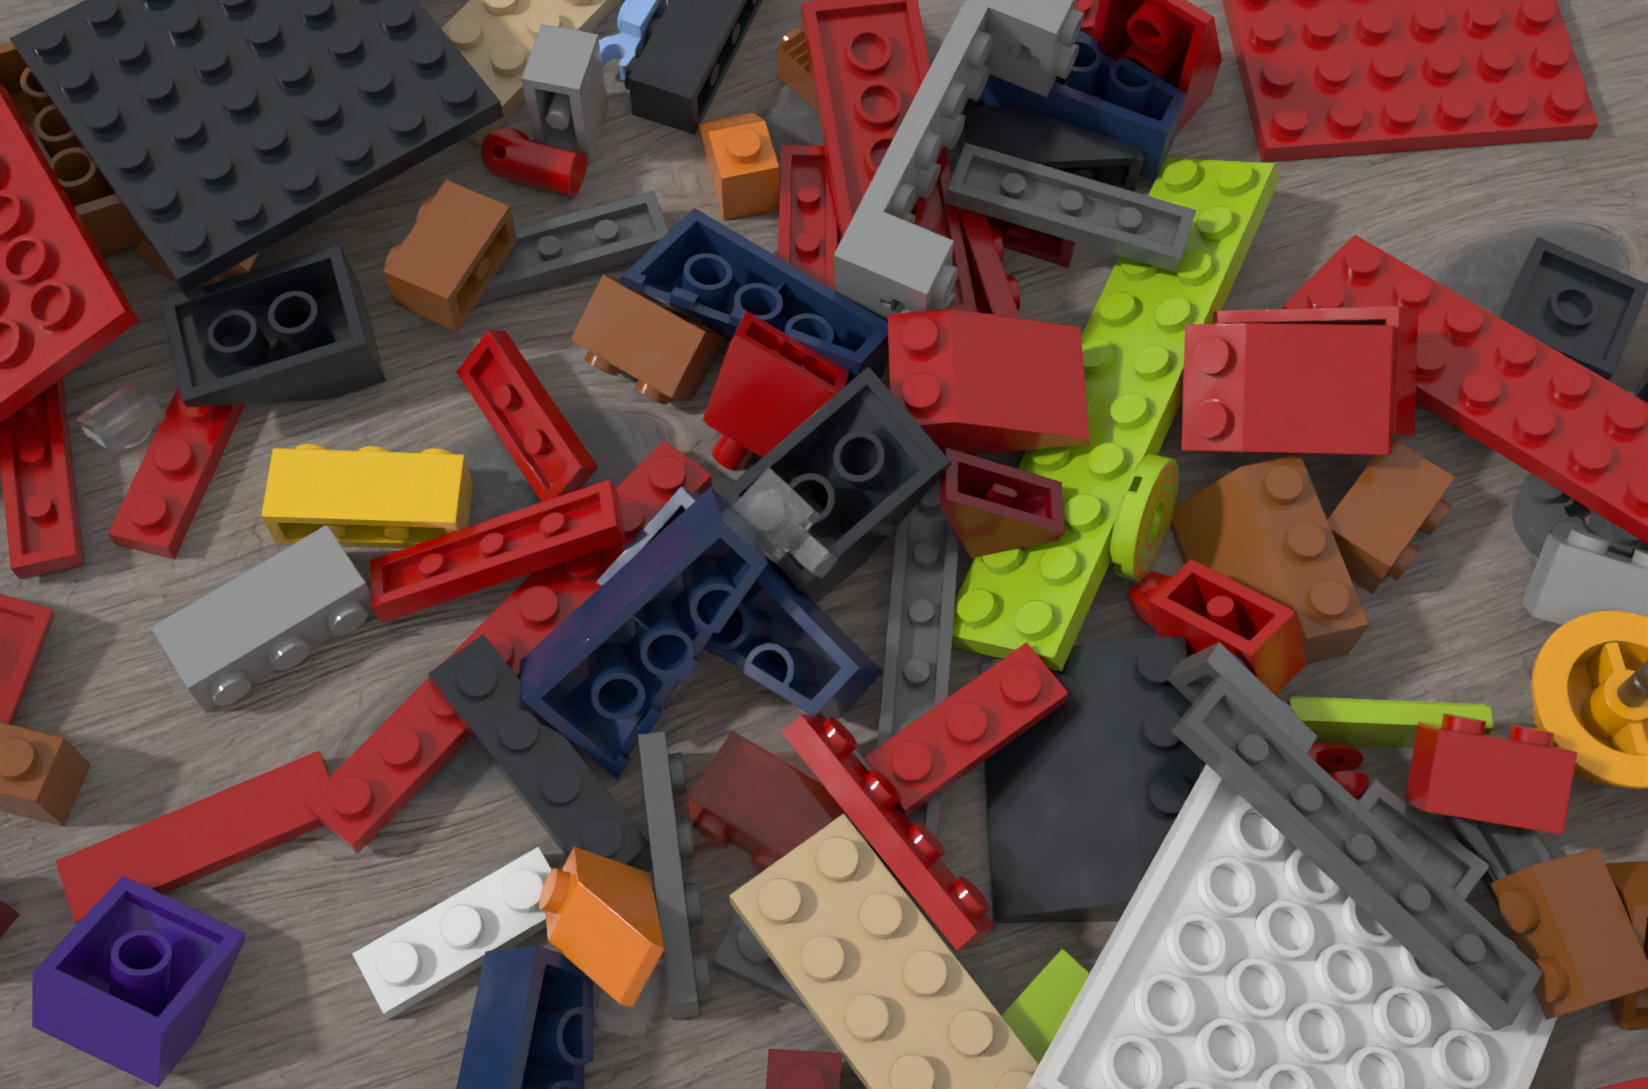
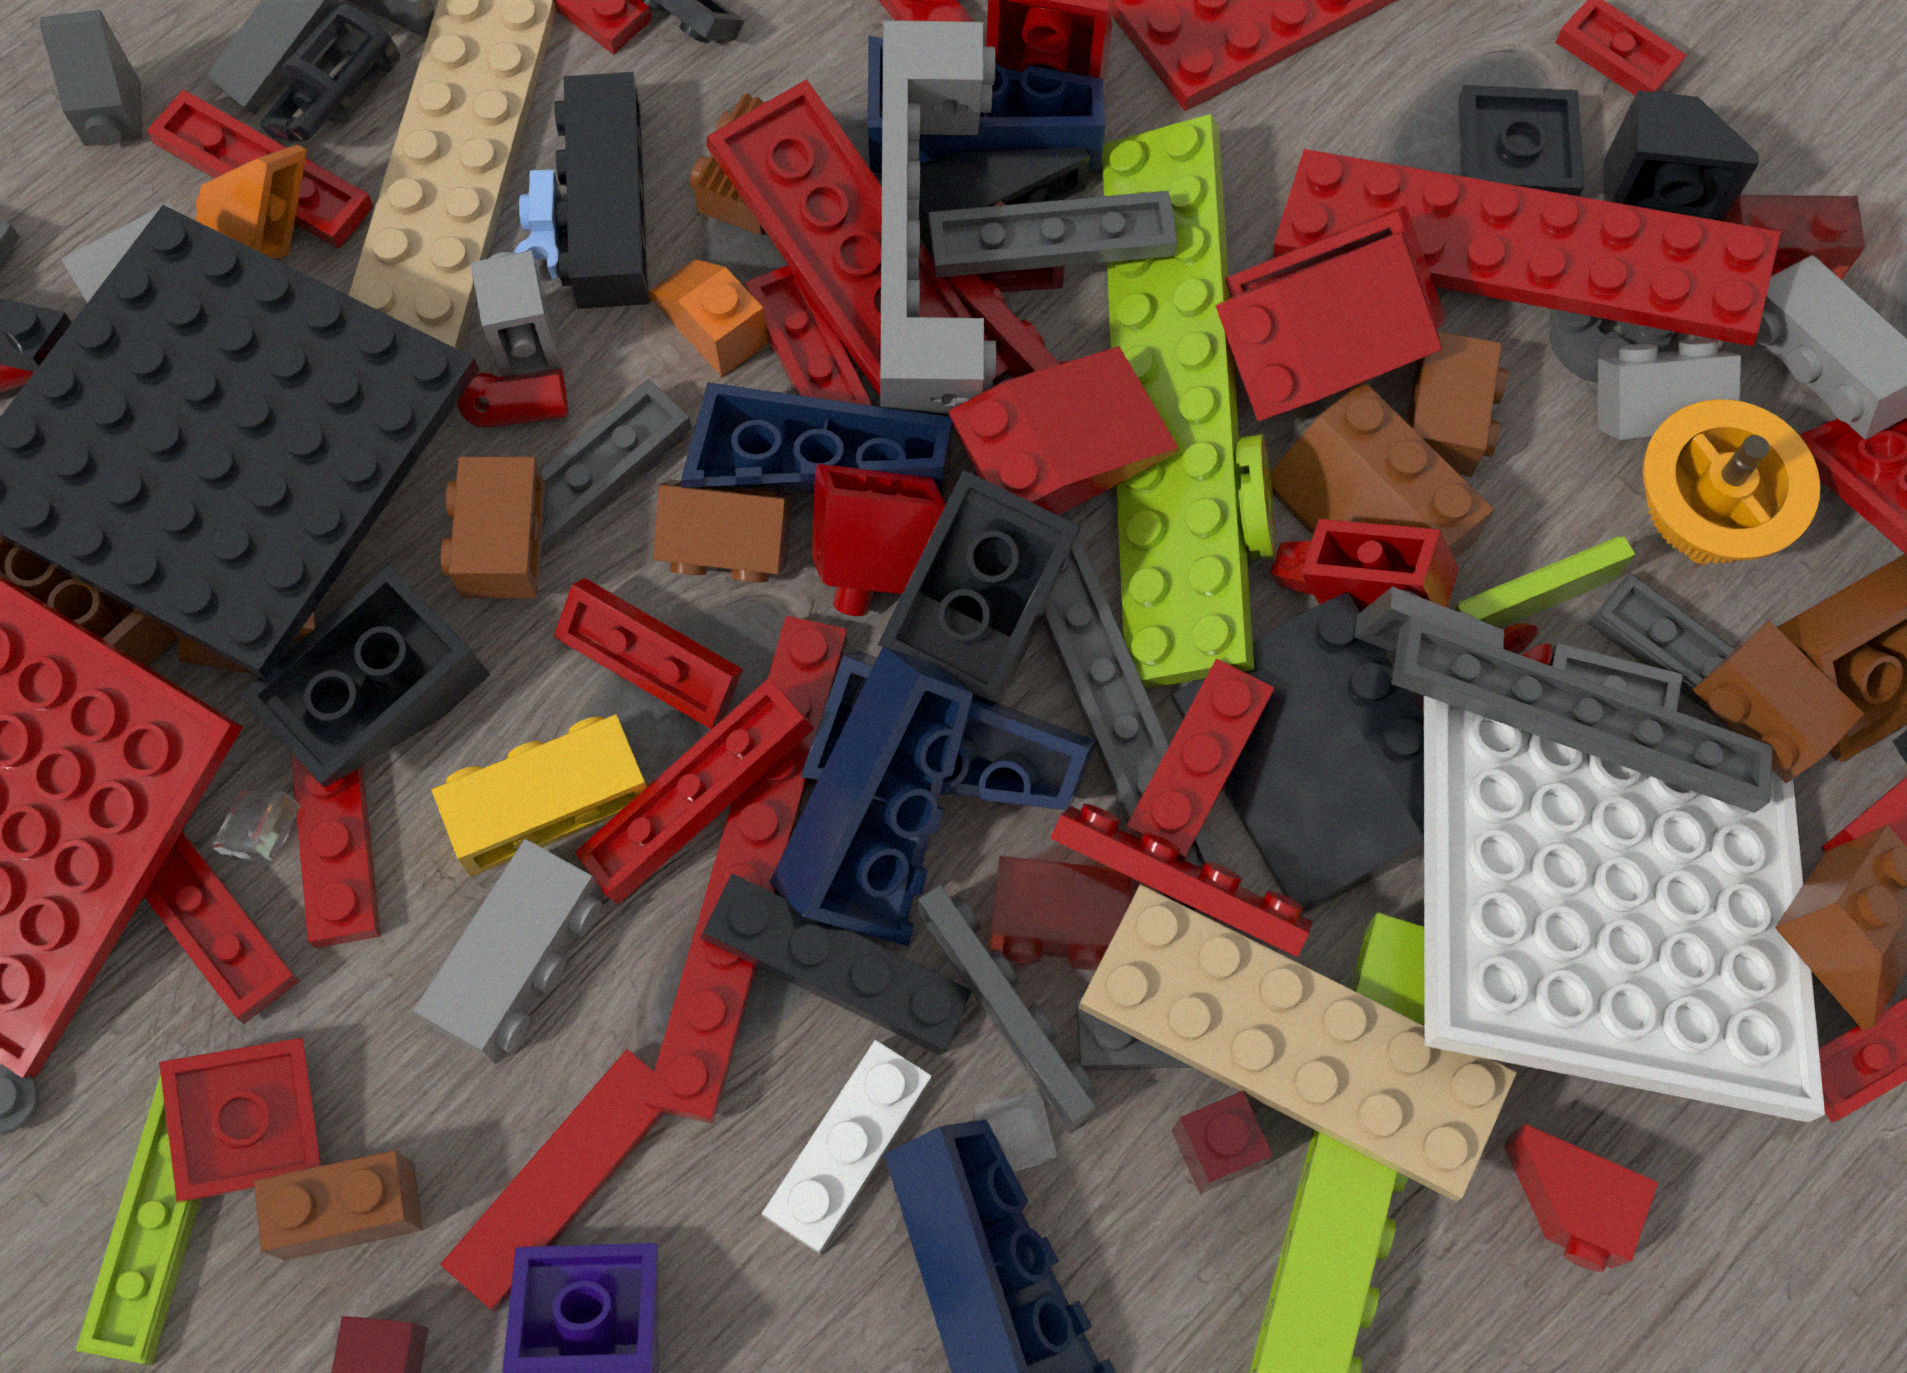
camera: 25 degrees left, 5 degrees up
(604, 922) = (982, 1077): orange slope -> none
(784, 522) = (952, 646): clear plate -> none
(999, 505) = (1132, 543): slope -> none
(1491, 776) = (1653, 597): red brick -> none

